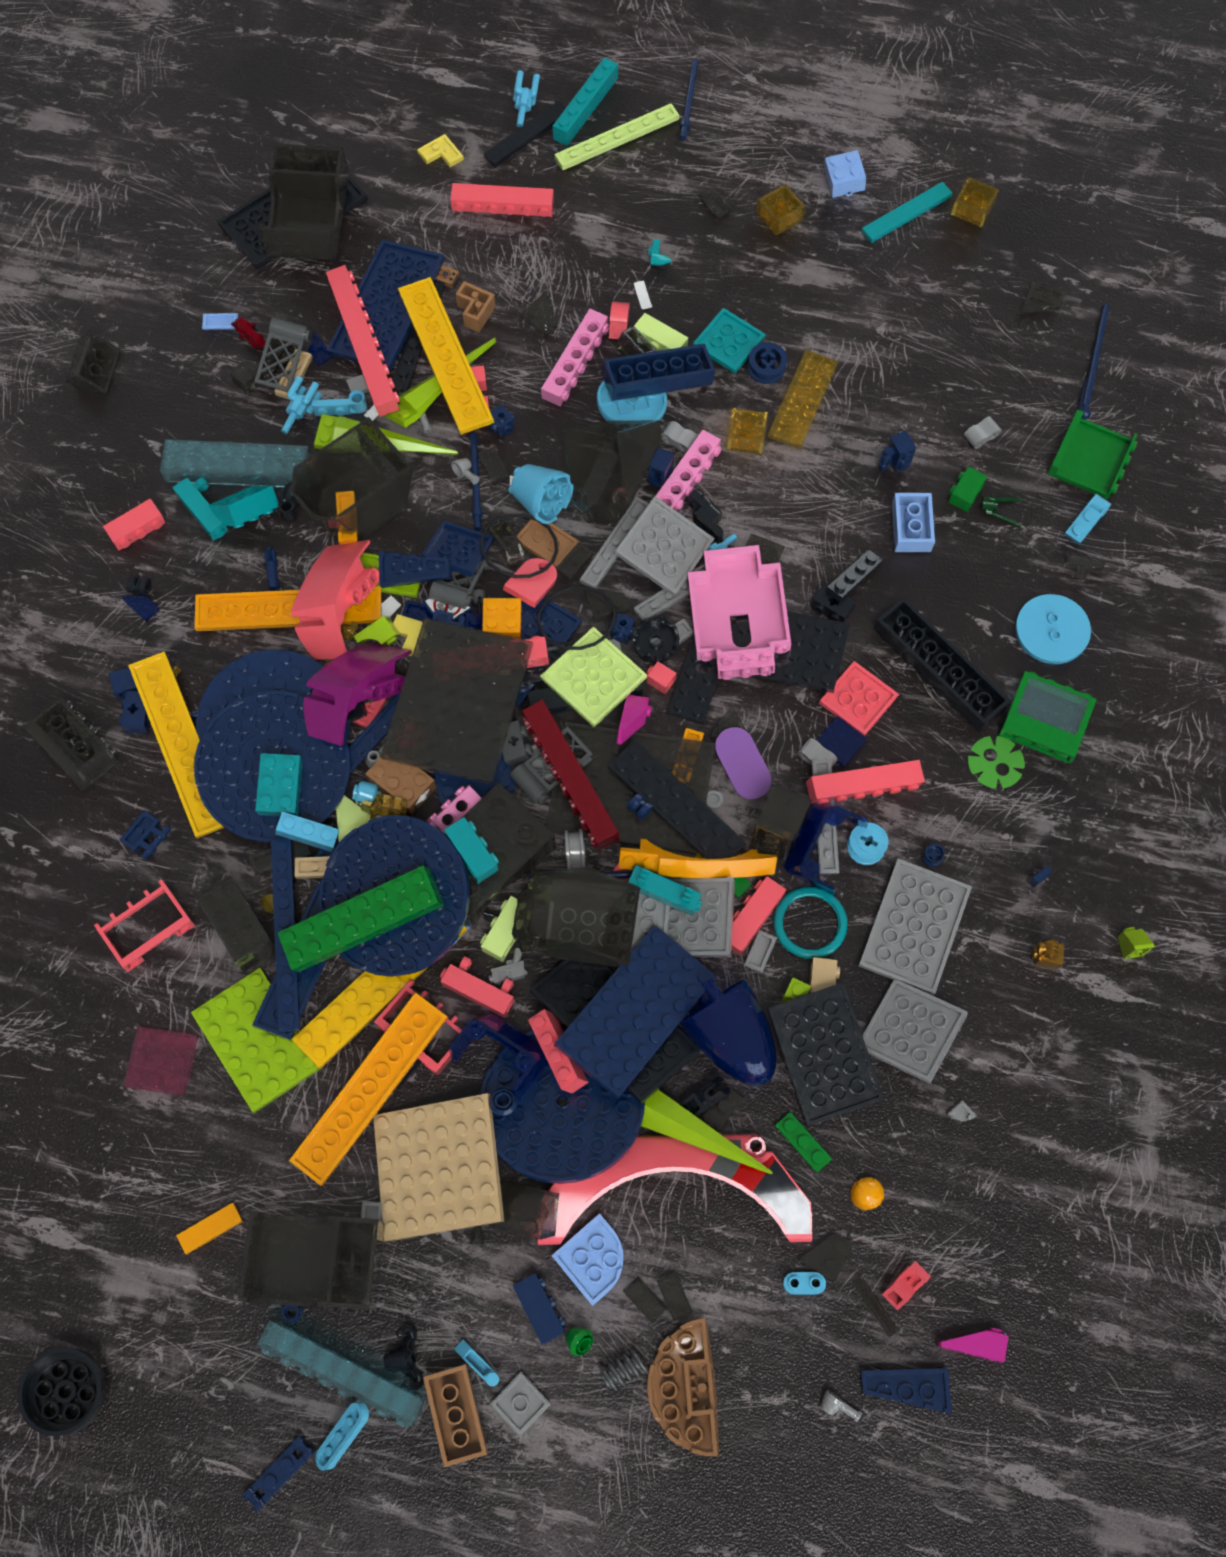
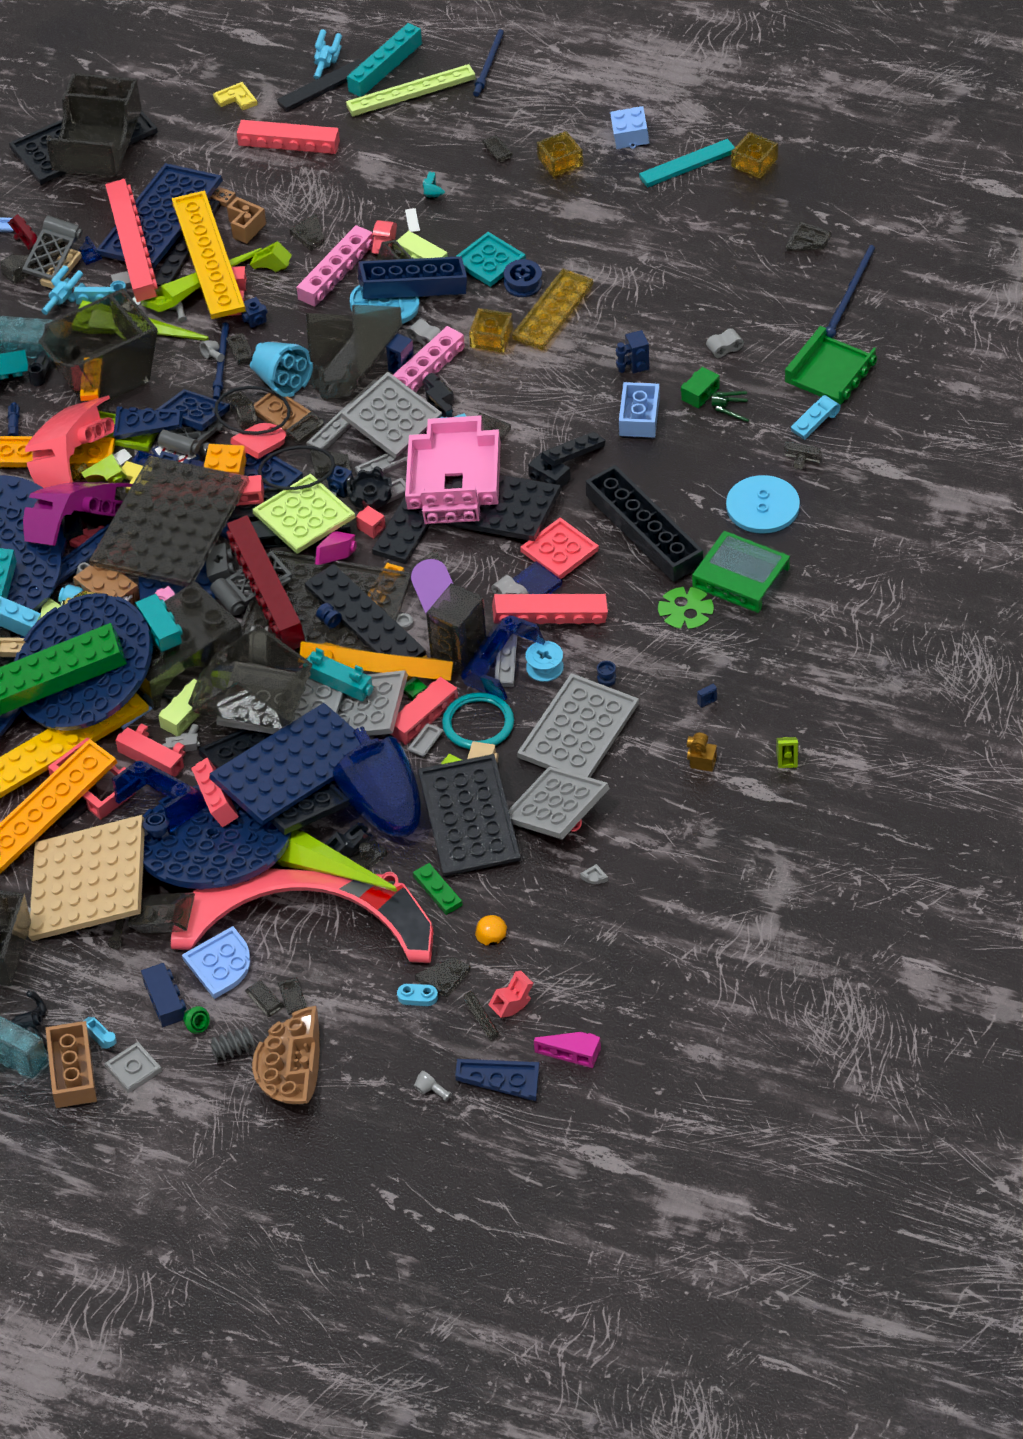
camera: 10 degrees right, 20 degrees down
(509, 351) = (272, 257): none -> lime arch

